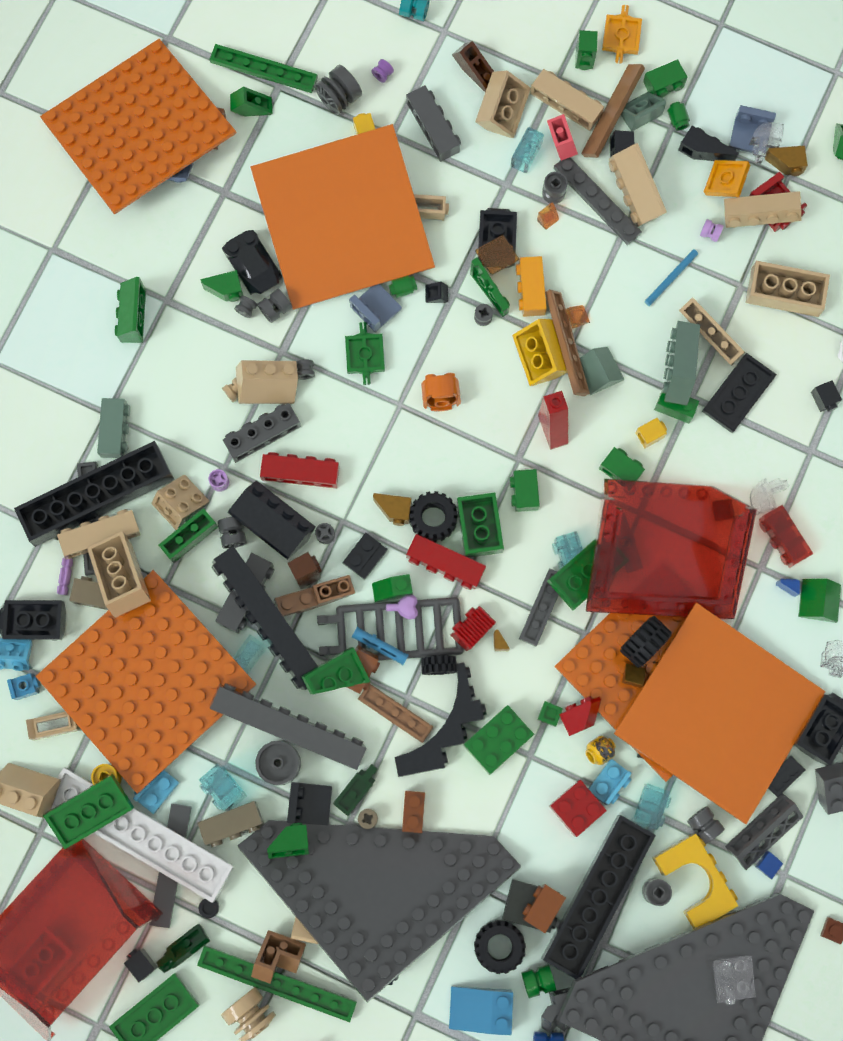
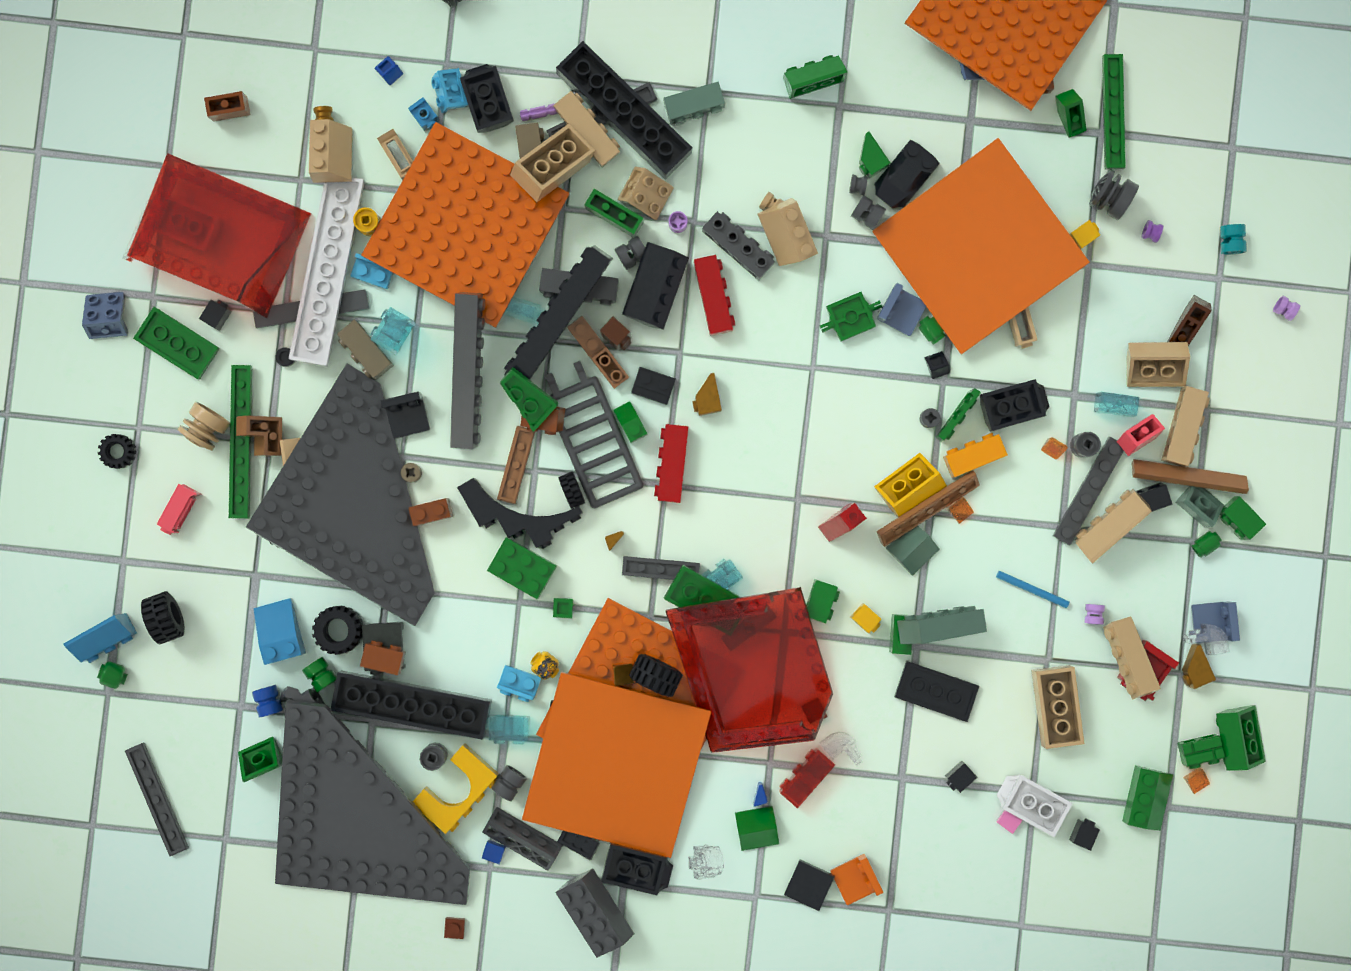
camera: 70 degrees right, 10 degrees up
(88, 811) = (330, 217): green plate -> none
(183, 948) = (242, 347): dark green hinge -> none
(289, 765) = (423, 366): dark grey wheel -> none
(290, 842) = (364, 410): green slope -> none
(305, 369) = (815, 264): dark grey wheel -> none
(322, 530) = (661, 337): dark grey wheel -> none
(355, 790) = (433, 452): dark green hinge -> none
(379, 645) = (571, 429): dark azure pin -> none
(405, 607) = (616, 440): lavender rock -> none
(432, 122) = (1113, 300): dark grey brick -> none
(433, 500) = (711, 420): black tyre -> none
(440, 392) = (835, 403): orange brick -> none
(472, 628) = (617, 509): red brick -> none
(480, 525) = (718, 483): green brick -> none
(497, 255) = (993, 411): clear orange piece -> none
(525, 490) = (767, 516): green brick -> none
(577, 808) = (484, 660): red brick -> none
(581, 716) = (568, 637): red slope -> none
(586, 49) = (1244, 428): green brick -> none
(622, 34) = (1277, 459): light orange plate -> none
(705, 147) = (1181, 578): black slope -> none
(712, 331) = (987, 646): tan brick -> none
(727, 178) = (1154, 612): light orange plate -> none
(734, 979) = (378, 848): clear hinge -> none

